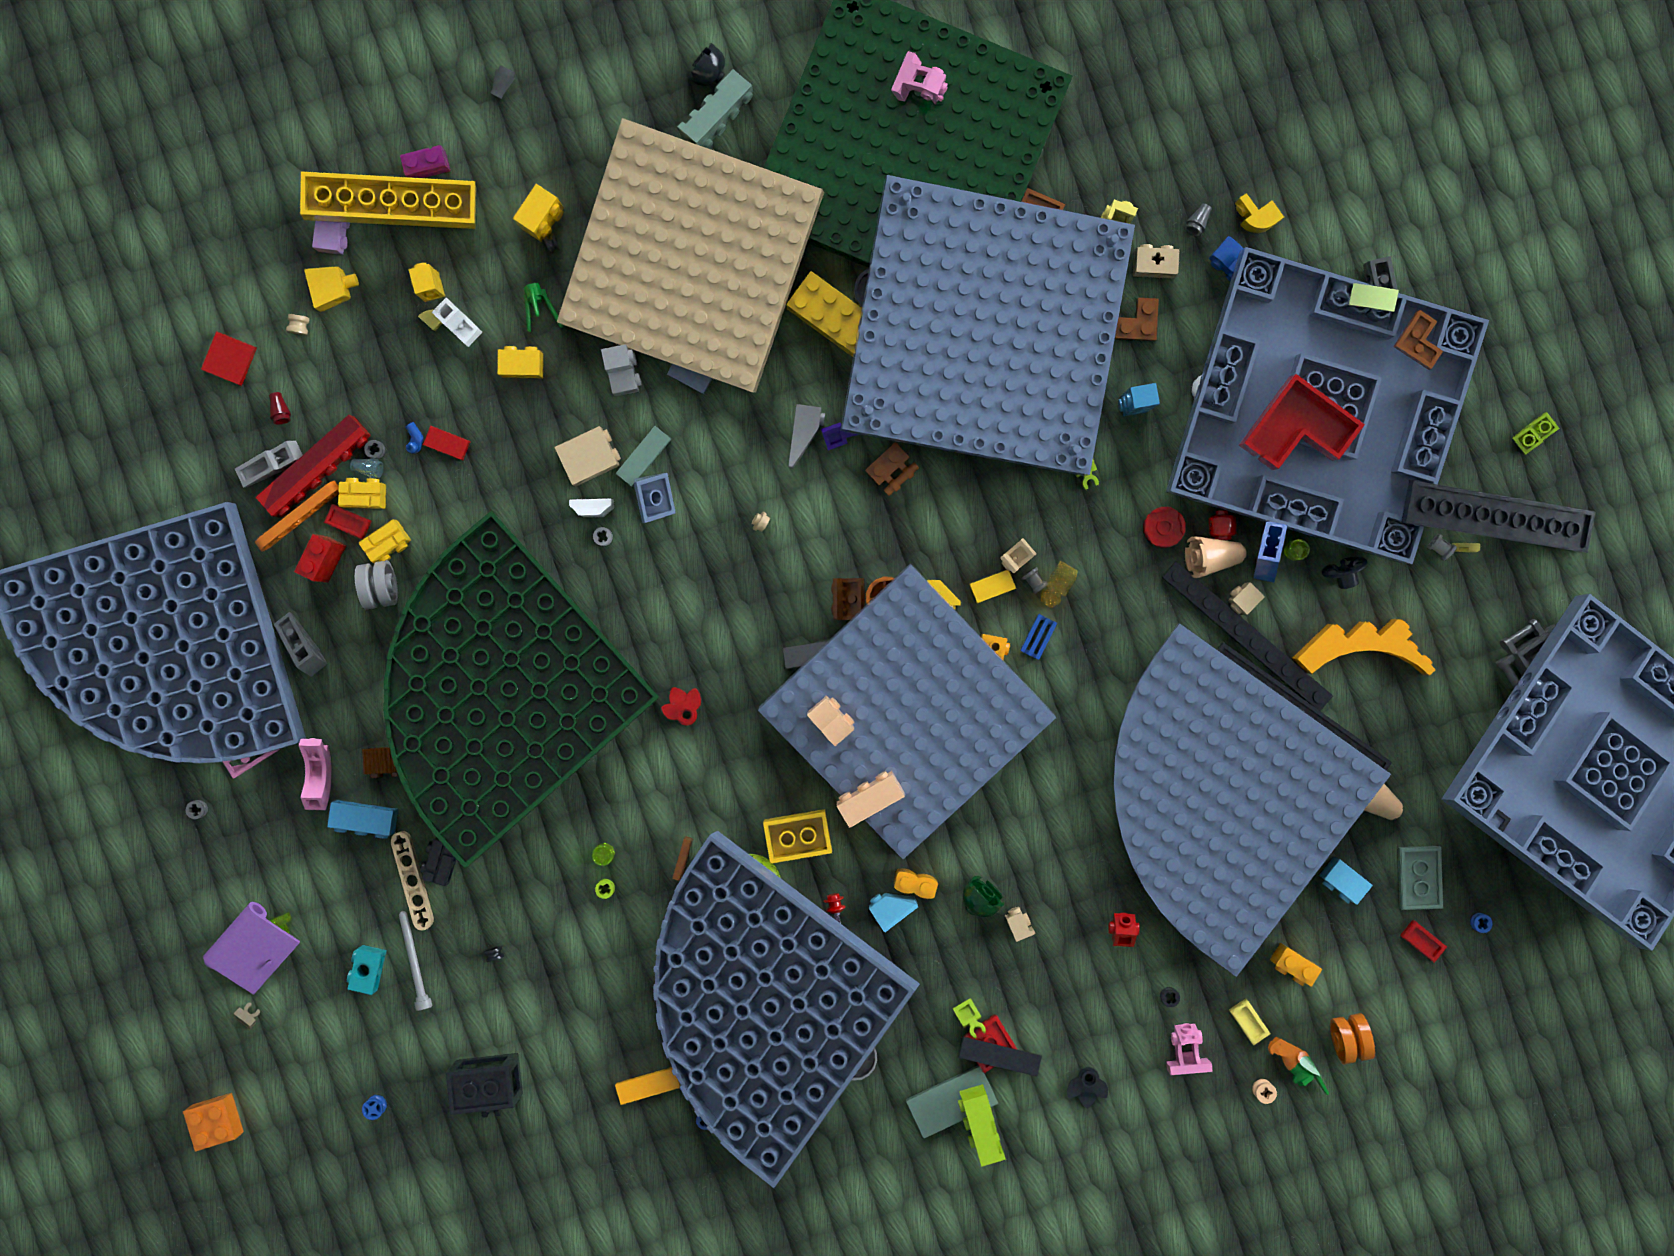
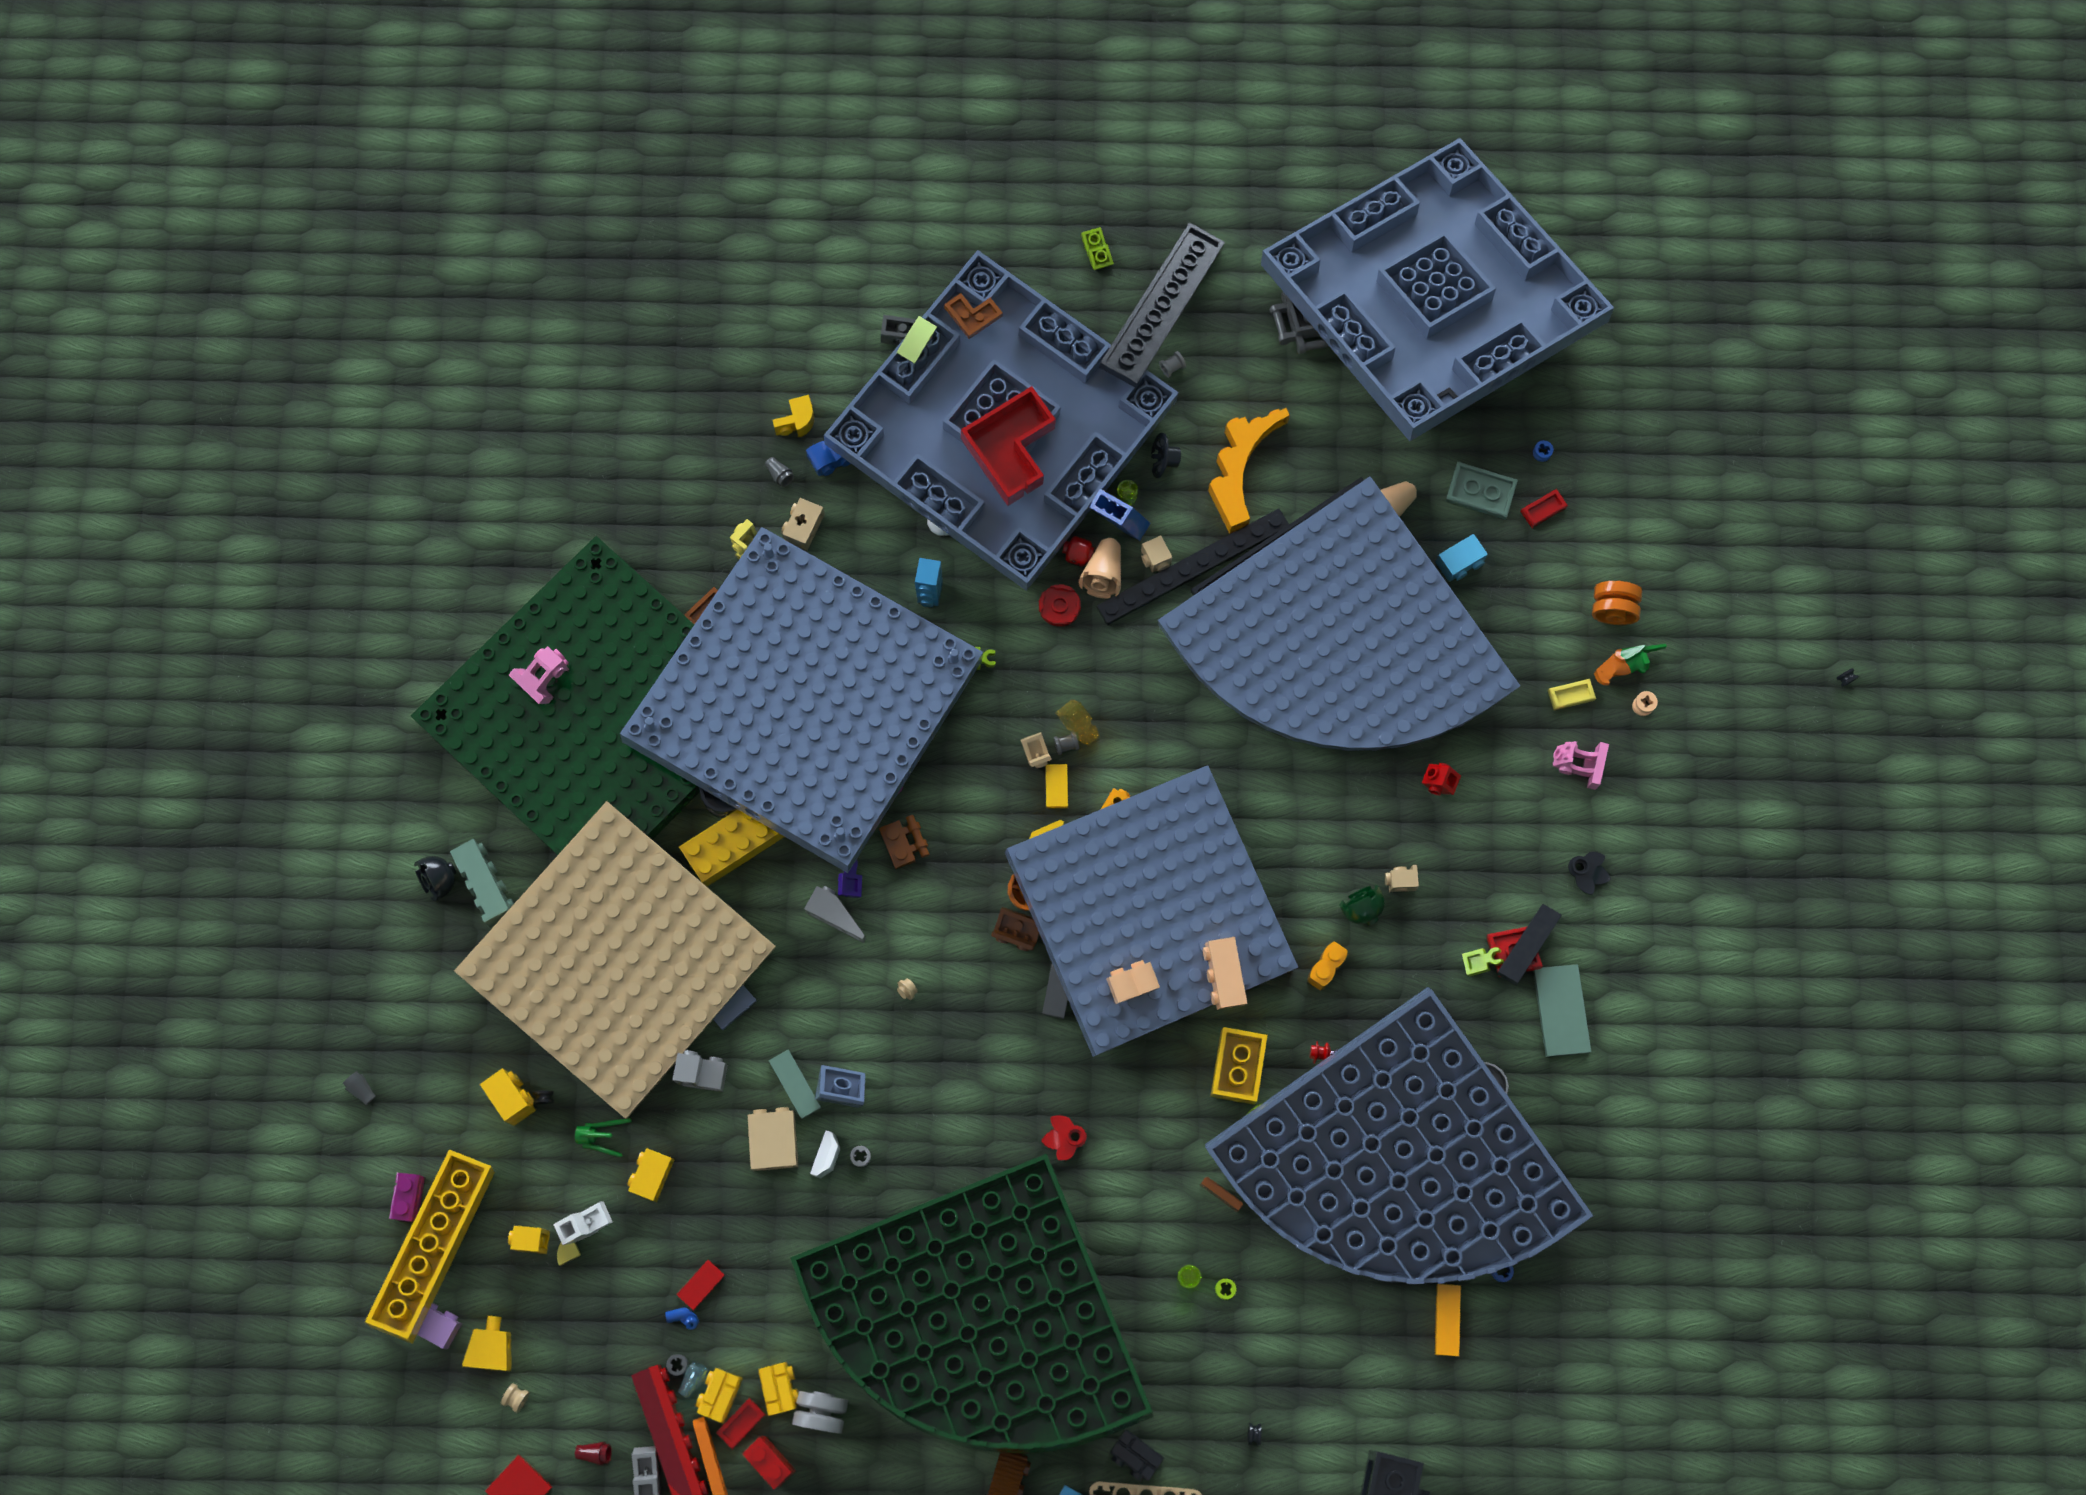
camera: 75 degrees left, 15 degrees down
(891, 908) = (1345, 999): medium azure slope -> none
(981, 1125) = (1593, 987): lime wedge -> none
(1031, 652) = (1130, 756): blue tile -> none
(1143, 326) = (858, 555): dark orange plate -> none
(1175, 1002) = (1522, 767): black bush -> none
(1295, 964) = (1528, 631): light orange brick -> none
(1467, 547) = (1181, 342): light yellow tile -> none

